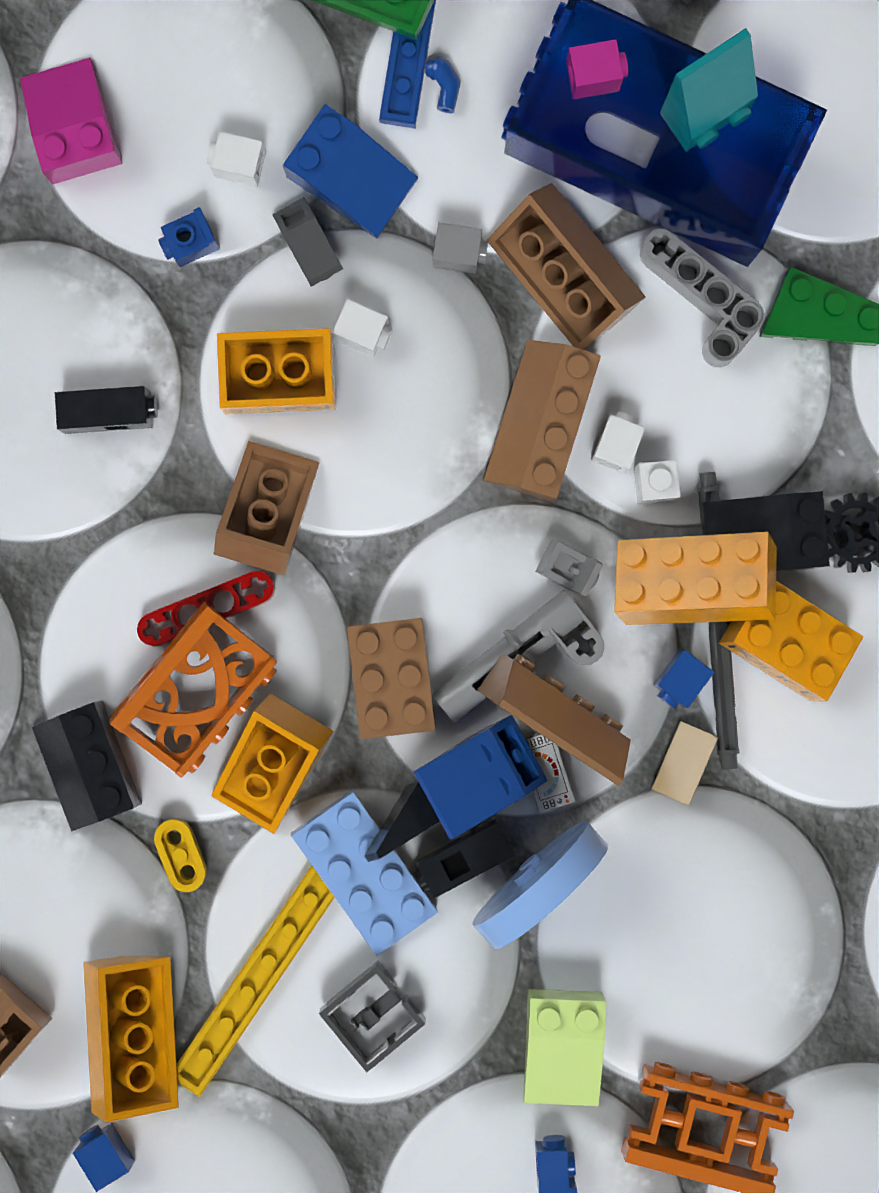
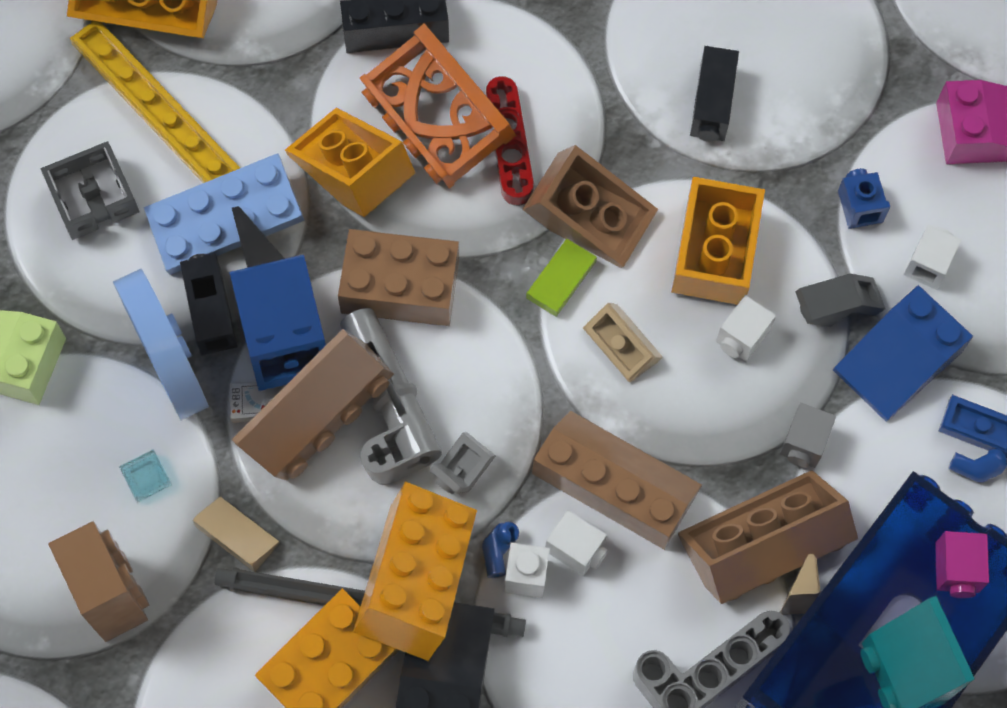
camera: 105 degrees right, 20 degrees down
(177, 855) = (290, 67): yellow plate -> none
(346, 520) = (561, 277): none -> lime tile
(399, 445) = (622, 341): none -> tan slope
(617, 224) = (804, 589): none -> tan slope
(636, 518) = (496, 545): none -> blue arm
(649, 866) = (145, 475): none -> clear light blue tile
(682, 679) = (320, 548): blue brick -> none
(781, 868) = (100, 580): none -> medium nougat brick

